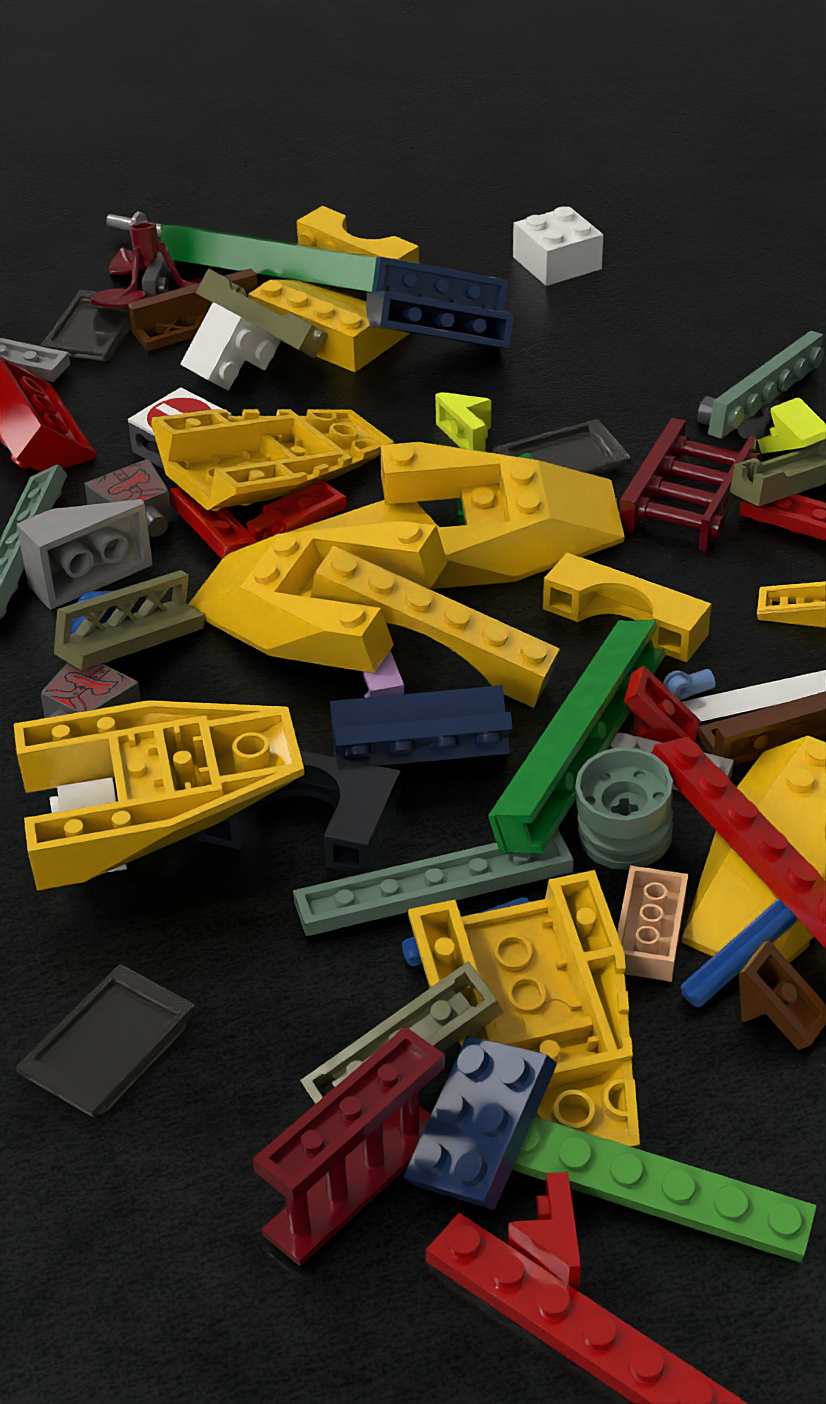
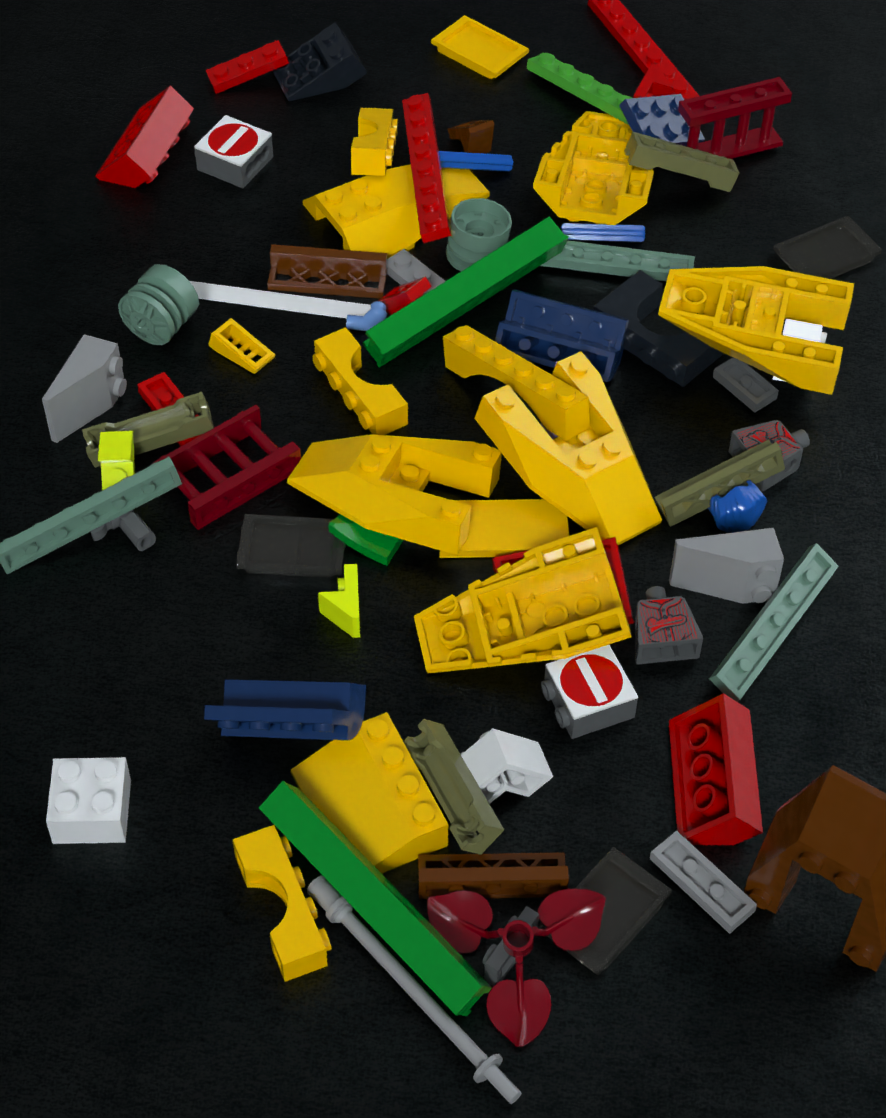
camera: 155 degrees left, 10 degrees up
(652, 921) = (510, 189): light nougat piece -> none

